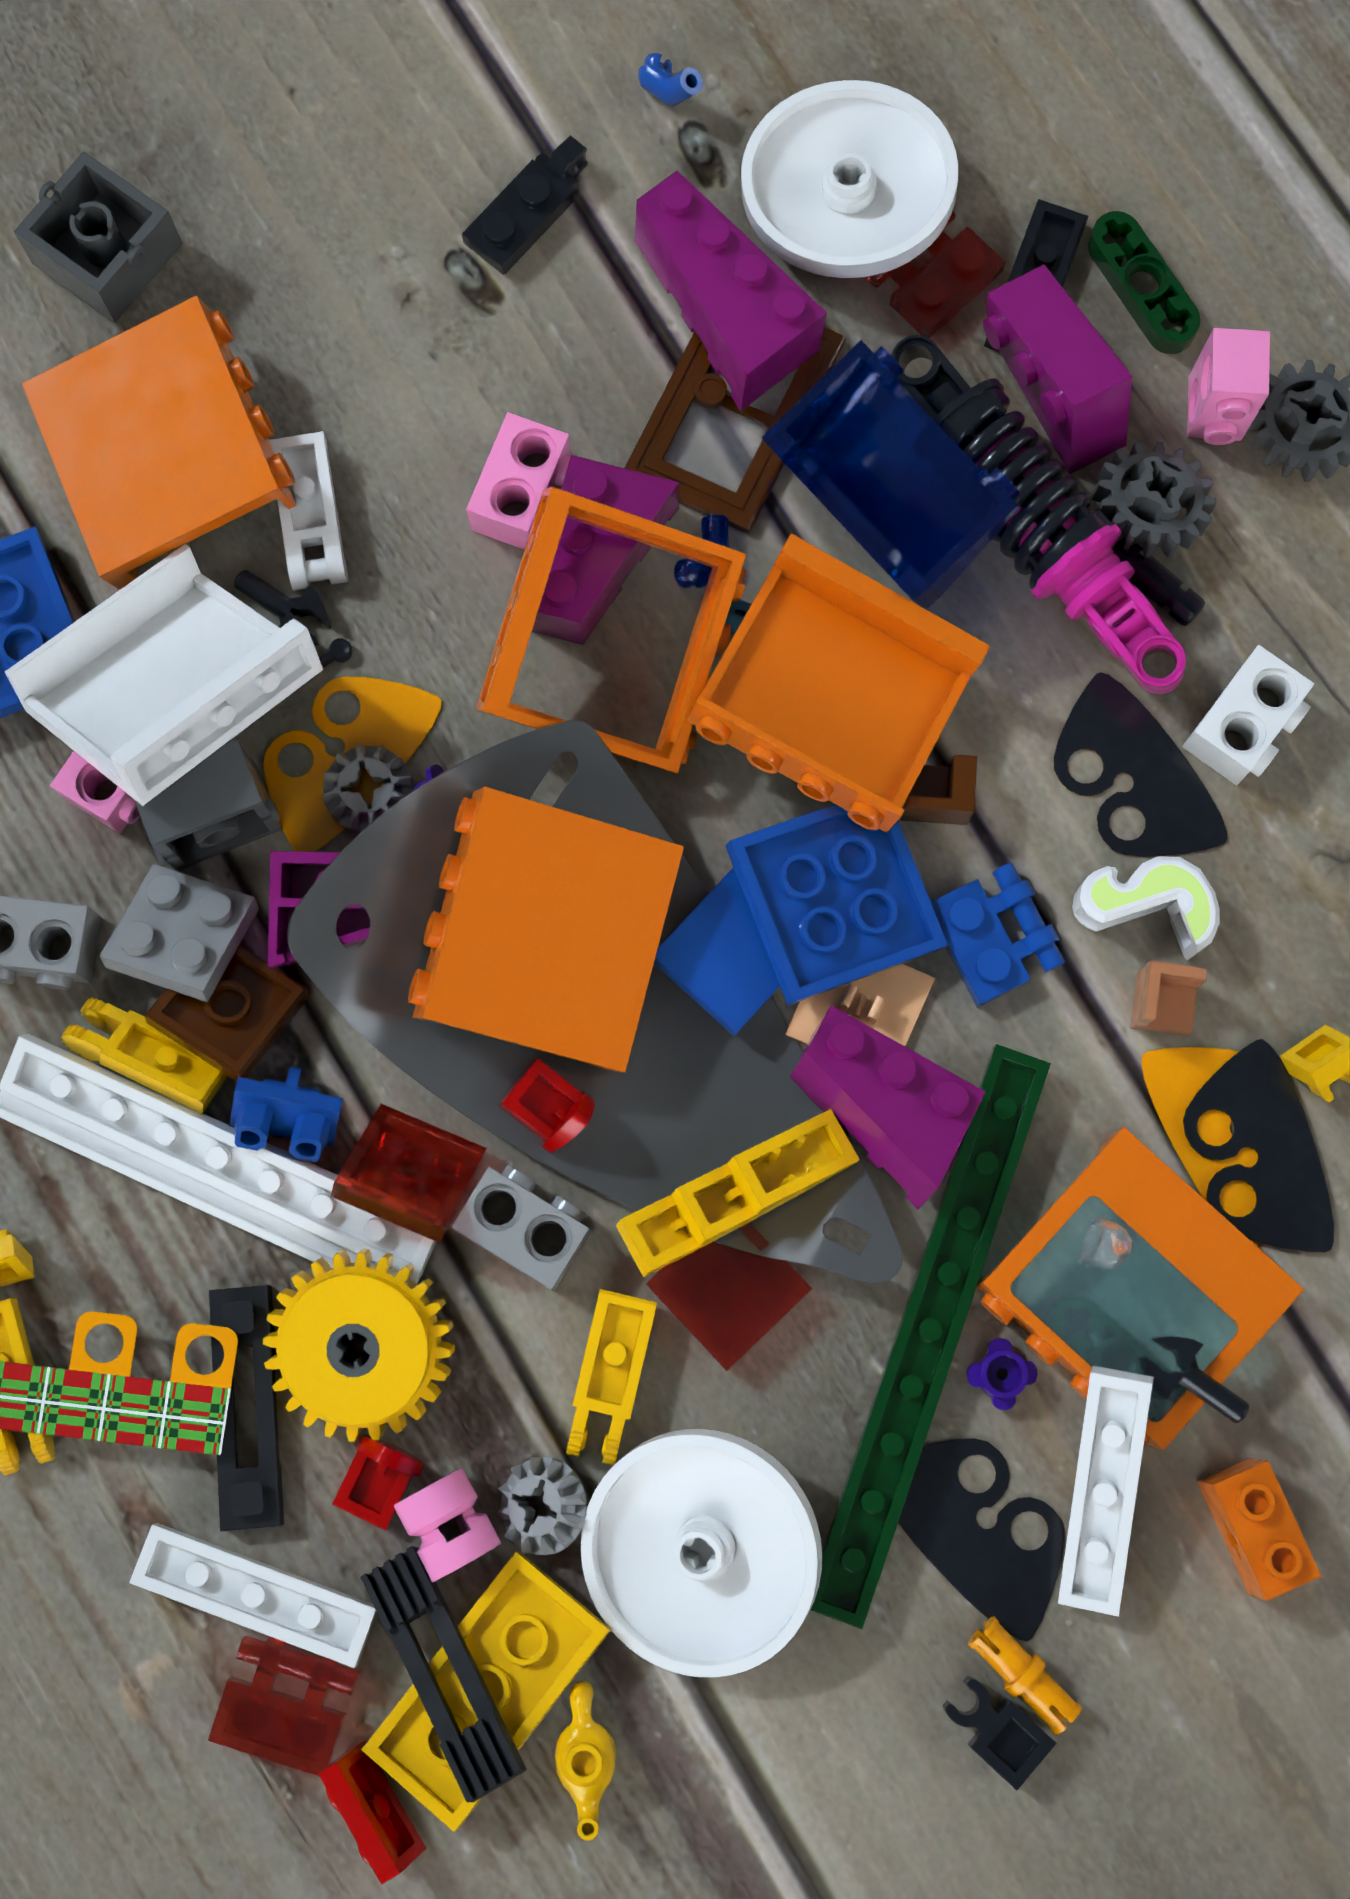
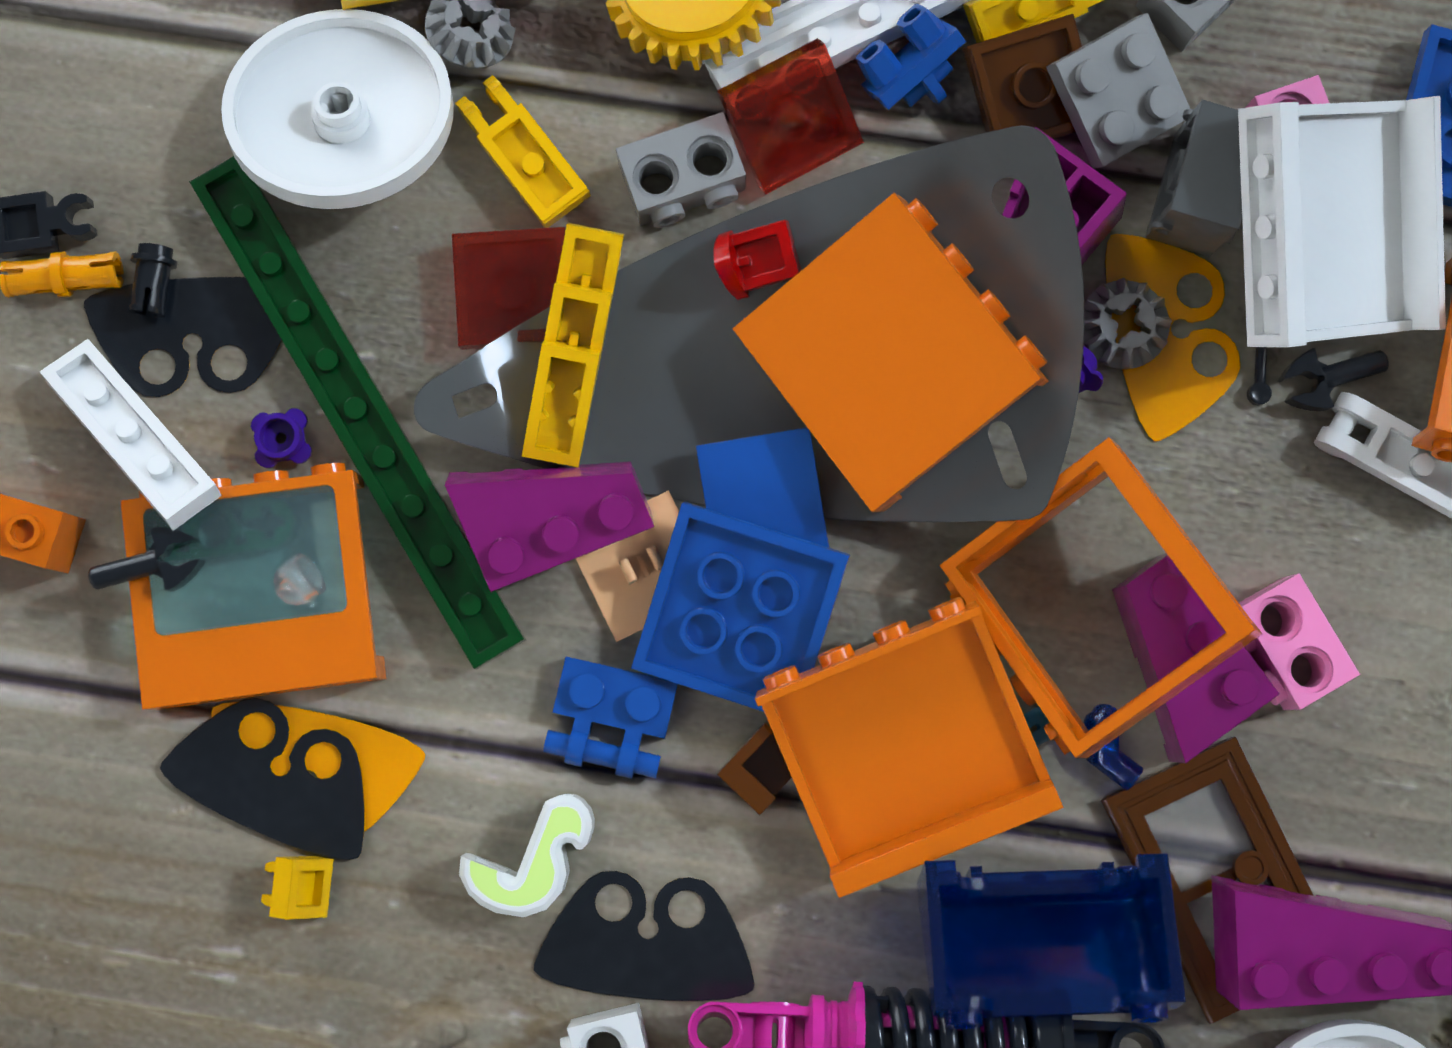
camera: 125 degrees right, 5 degrees up
(962, 1594) = (151, 278): none -> black pin
(1166, 997) = (448, 804): nougat panel -> none

